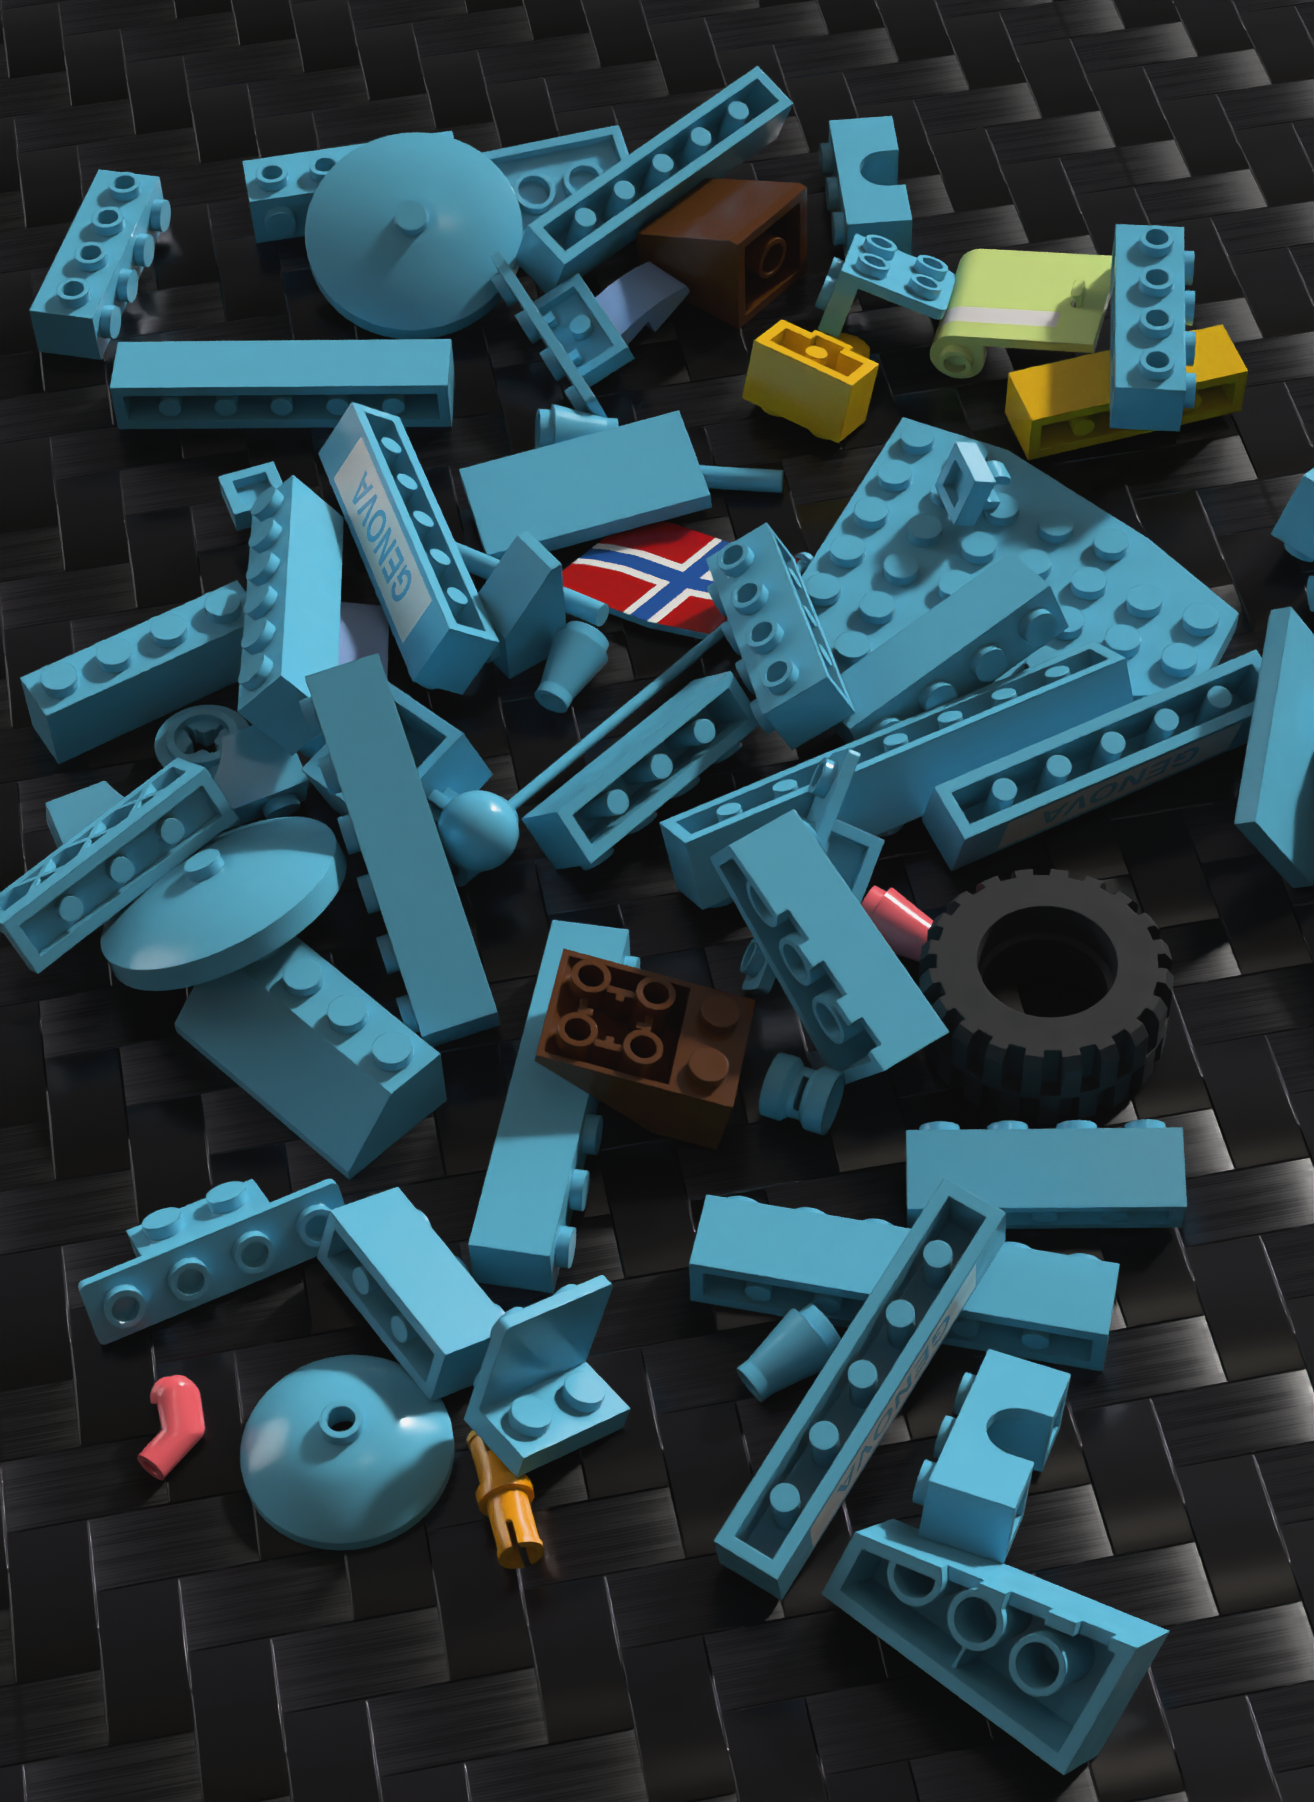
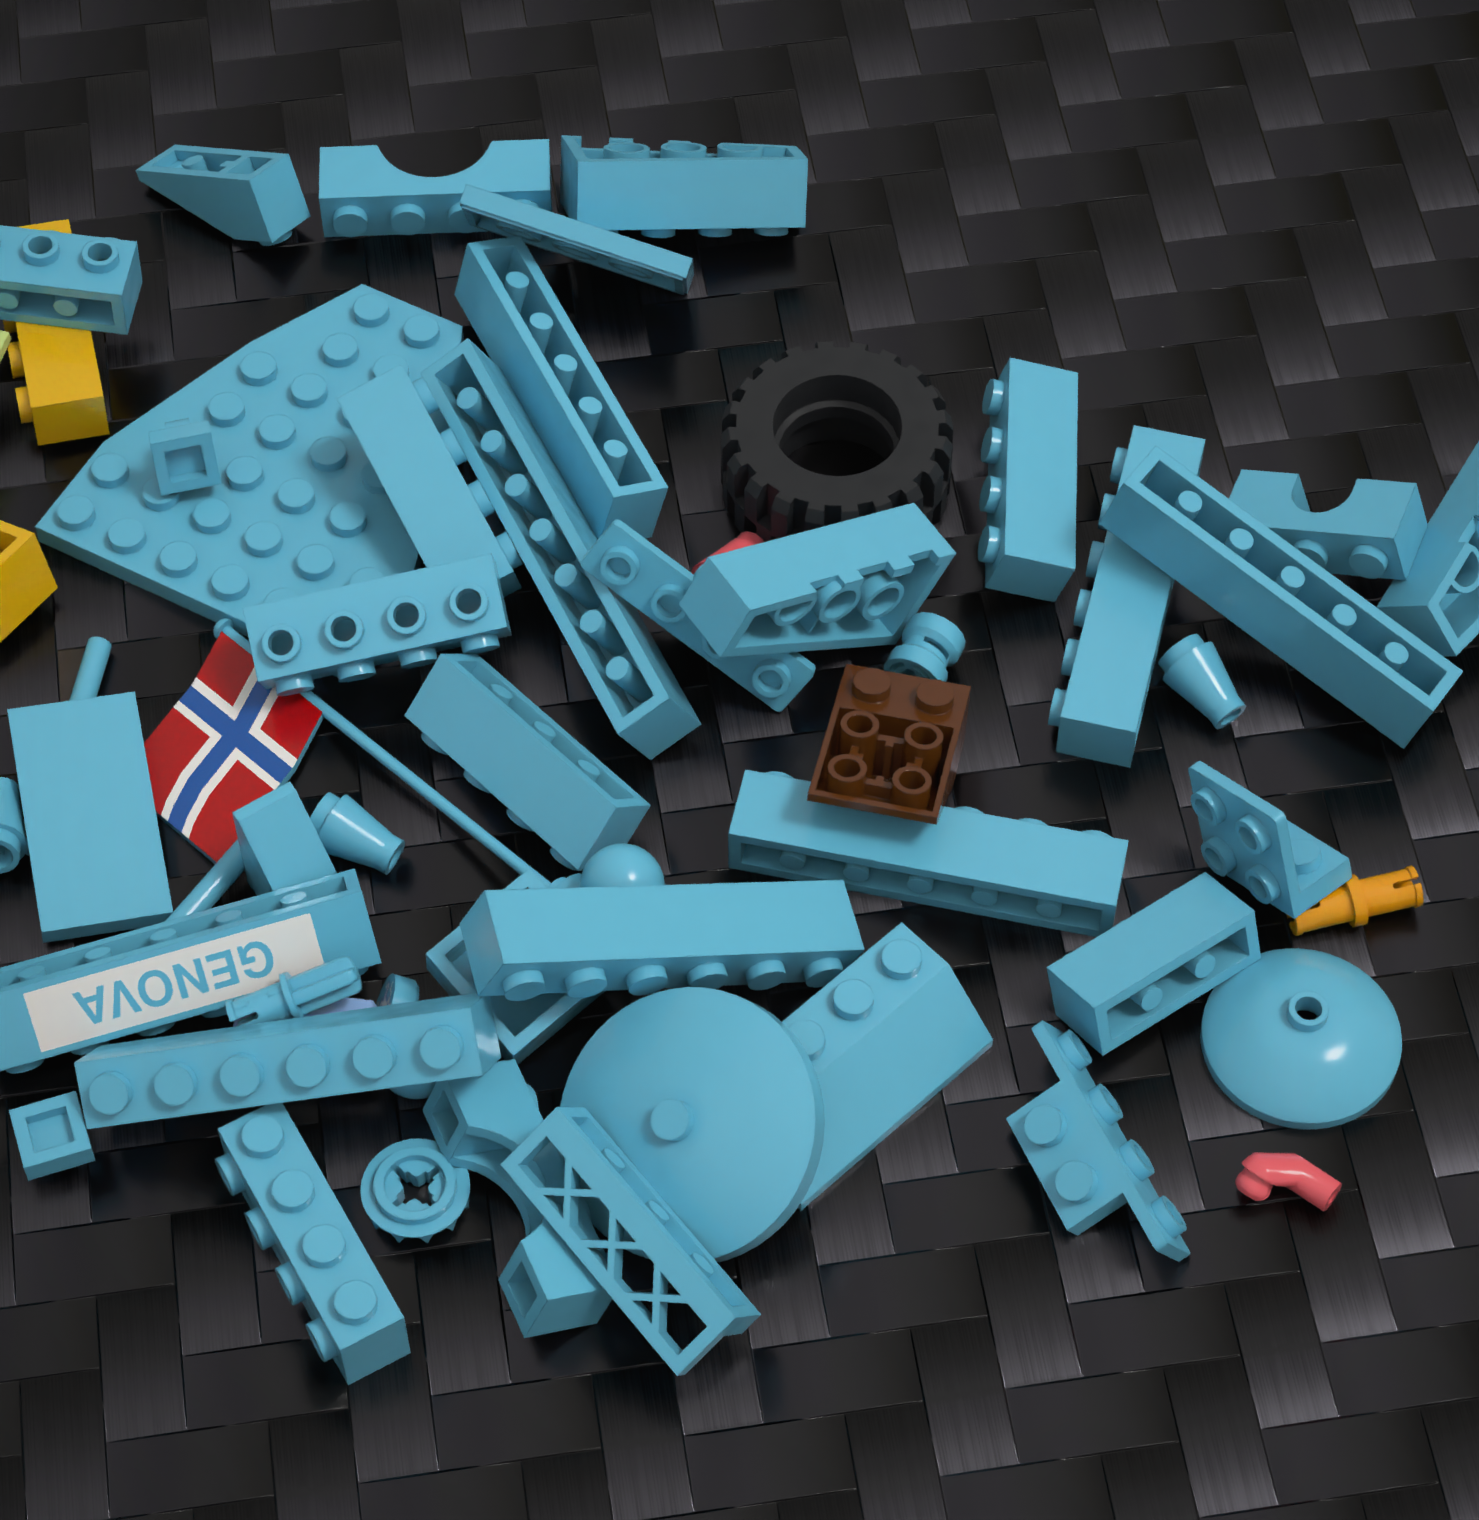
camera: 90 degrees left, 5 degrees up
(369, 617) = (298, 994): none -> medium azure axle

